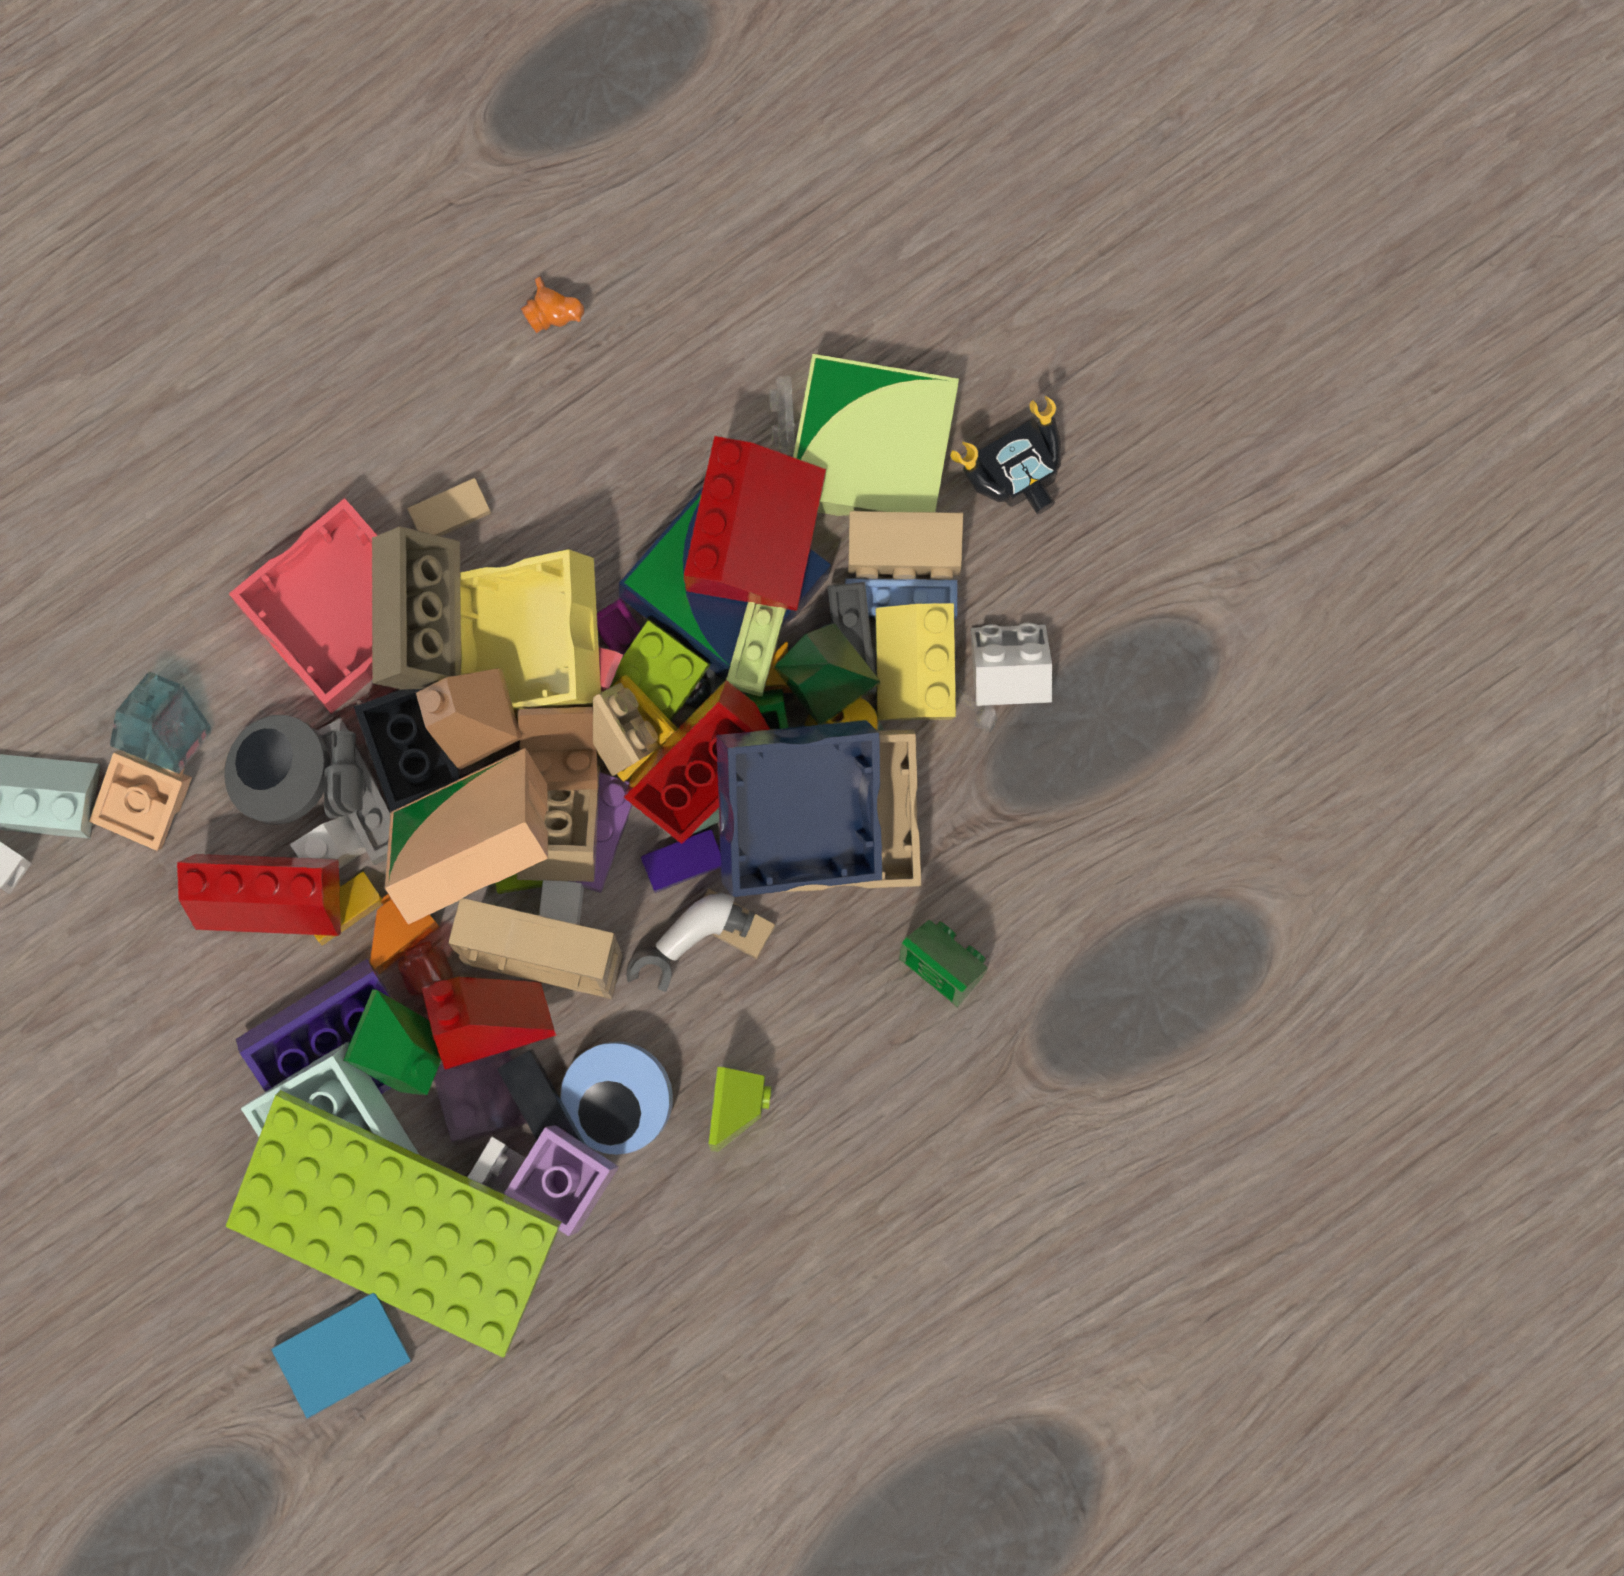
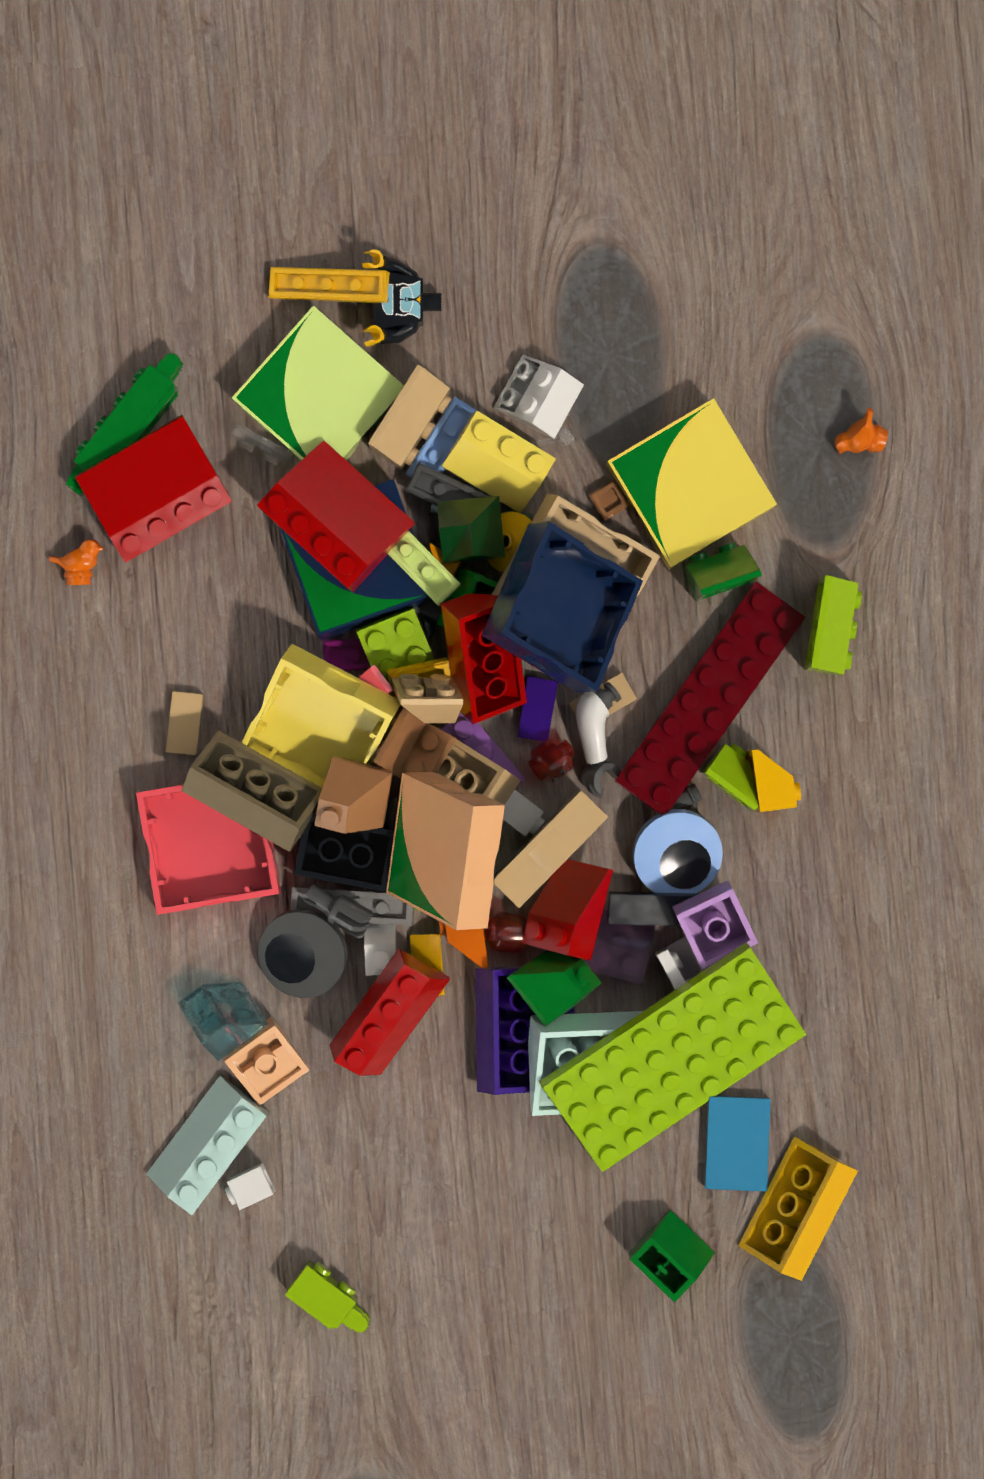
camera: 55 degrees left, 10 degrees up
(175, 1354) = (671, 1255): none -> green slope
(306, 1464) = (797, 1209): none -> yellow slope
(637, 905) = (551, 759): none -> clear red head
(671, 333) = (153, 488): none -> red slope
(680, 1070) = (688, 797): none -> dark grey pin
(721, 272) = (133, 415): none -> green hinge
(749, 1150) = (773, 784): none -> yellow slope
(802, 1033) = (709, 699): none -> dark red plate
(948, 804) = (609, 500): none -> medium nougat tile
(960, 1116) = (833, 626): none -> lime slope
(991, 384) = (328, 284): none -> yellow tile
(1017, 875) = (691, 483): none -> light yellow tile
(1181, 1025) = (862, 436): none -> orange animal

